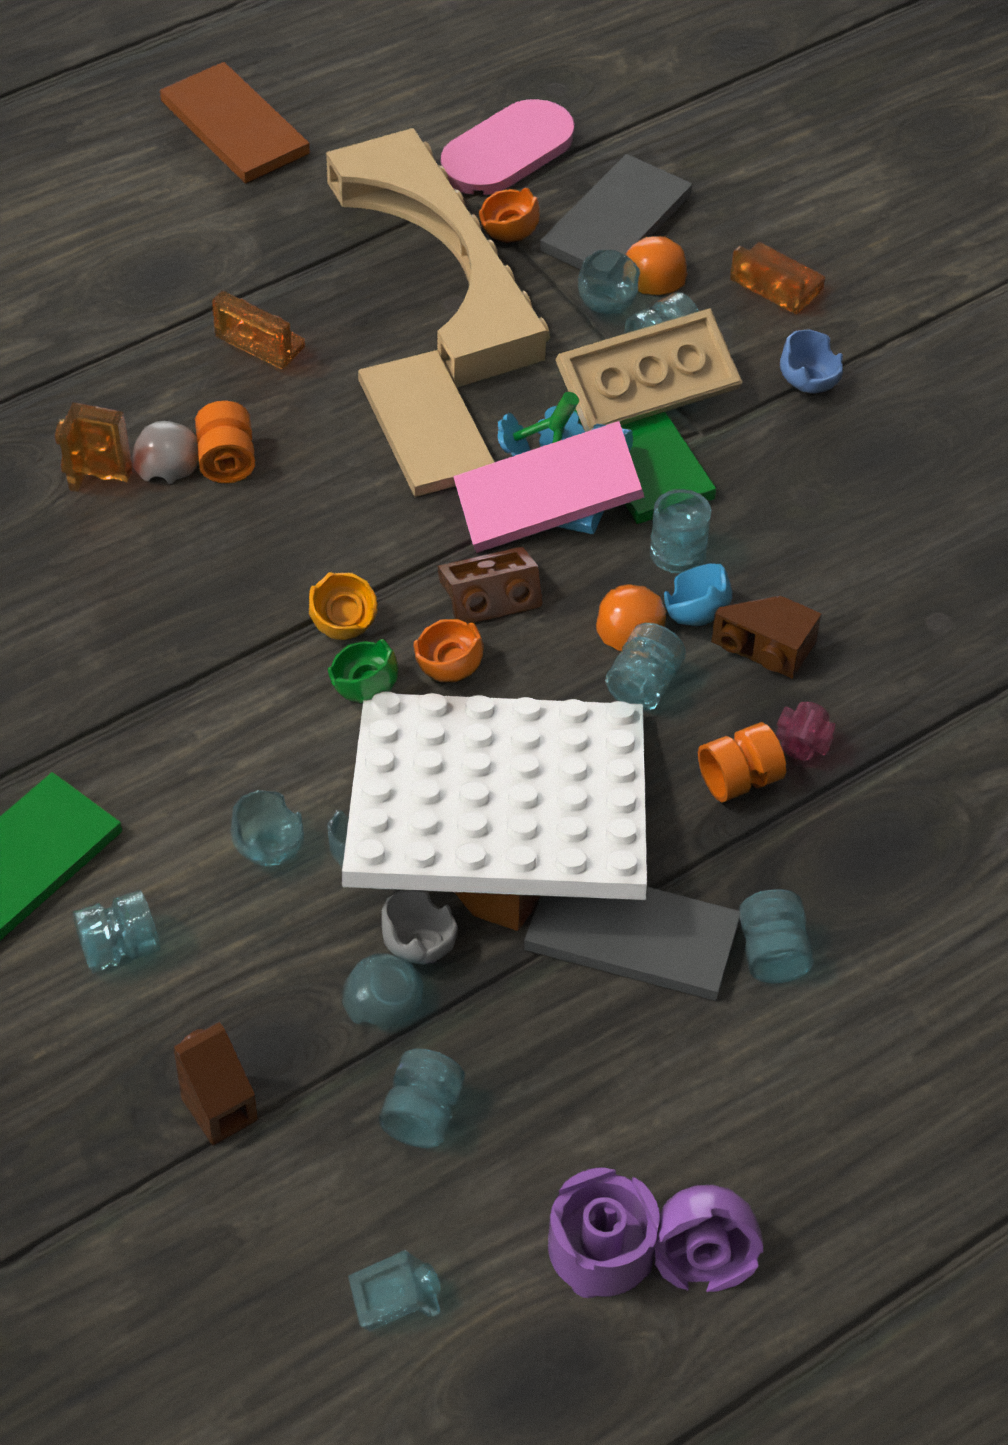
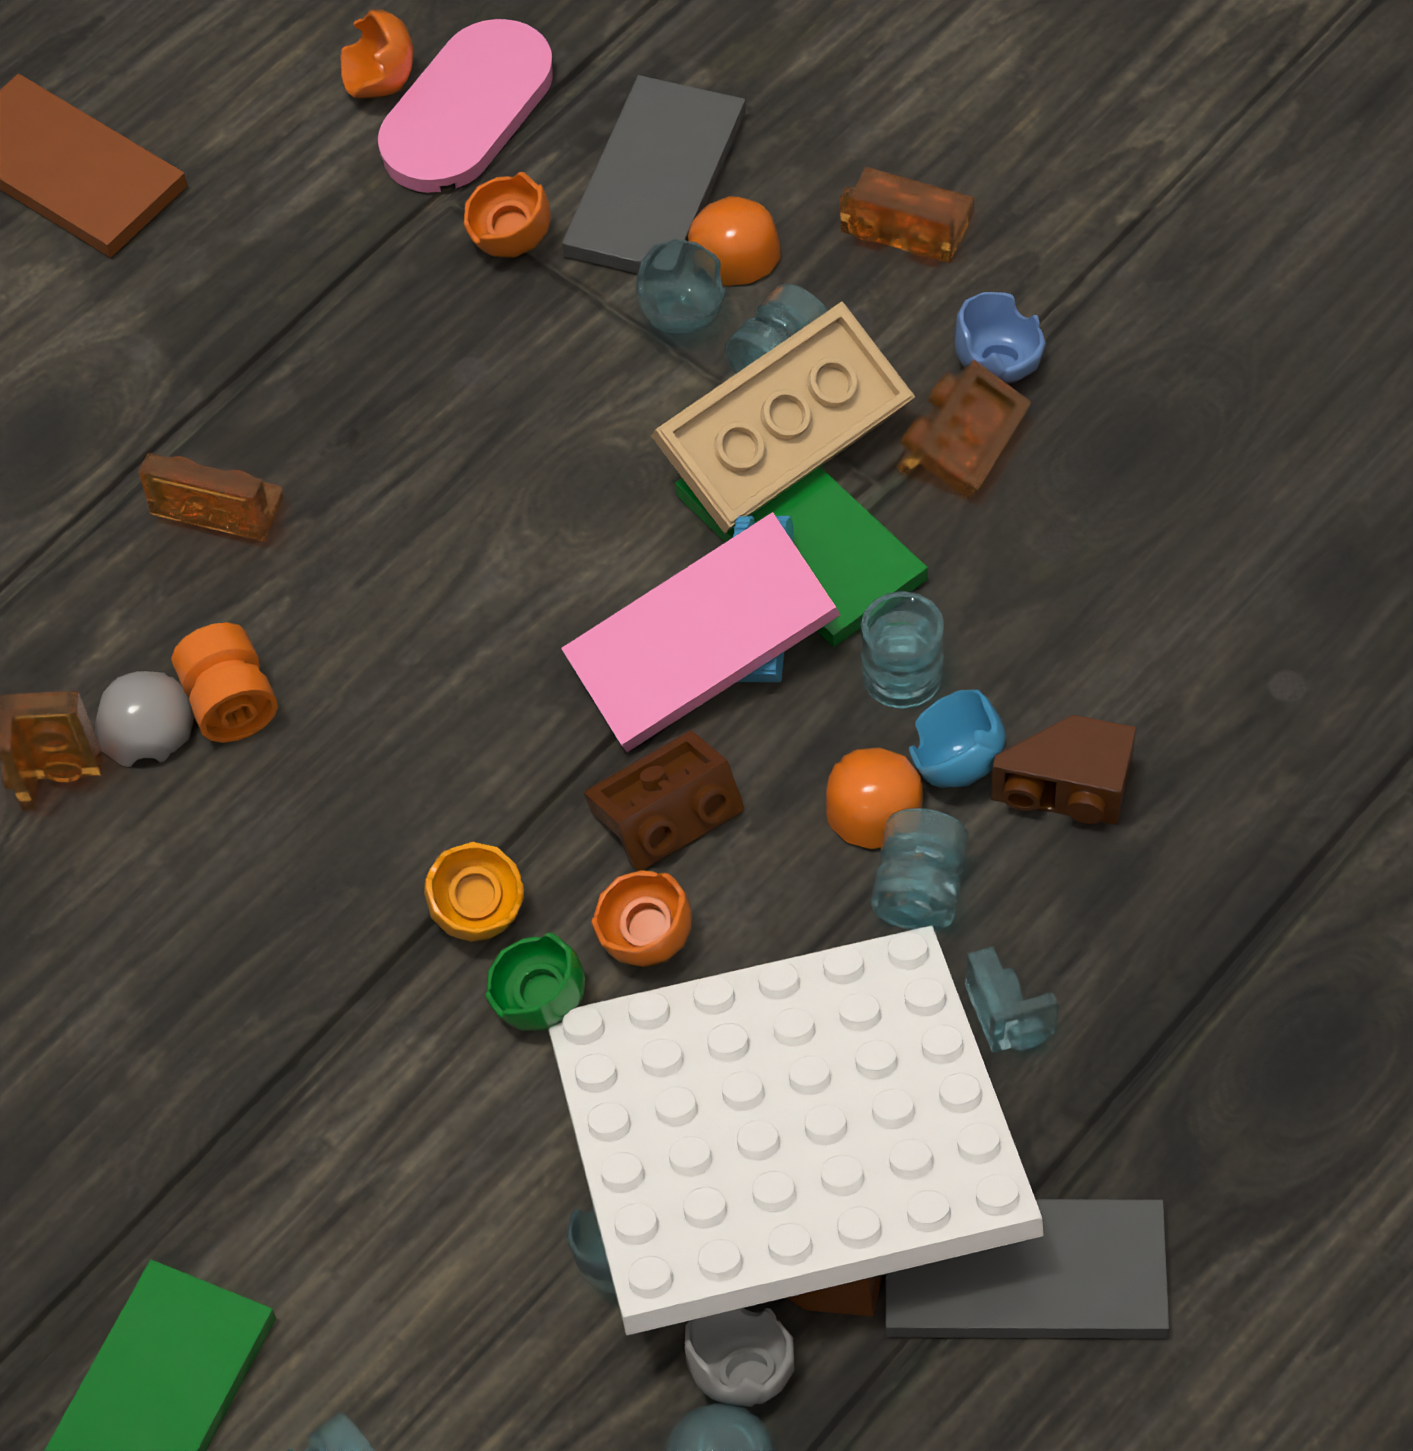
camera: 10 degrees left, 5 degrees up
(265, 828) = (481, 1264): clear light blue hair -> none
(424, 421) = (491, 570): tan tile -> none
(460, 106) = (380, 58): none -> orange hair
(496, 321) = (542, 393): tan arch -> none
(559, 424) = (681, 538): plant -> none
(674, 771) = (1001, 1009): none -> clear light blue bracket
(737, 764) = (1104, 972): orange wheel -> none
(771, 412) = (965, 428): none -> clear orange bracket
(776, 936) = (1220, 1219): clear light blue wheel -> none
(805, 730) = (1165, 906): clear pink gear -> none

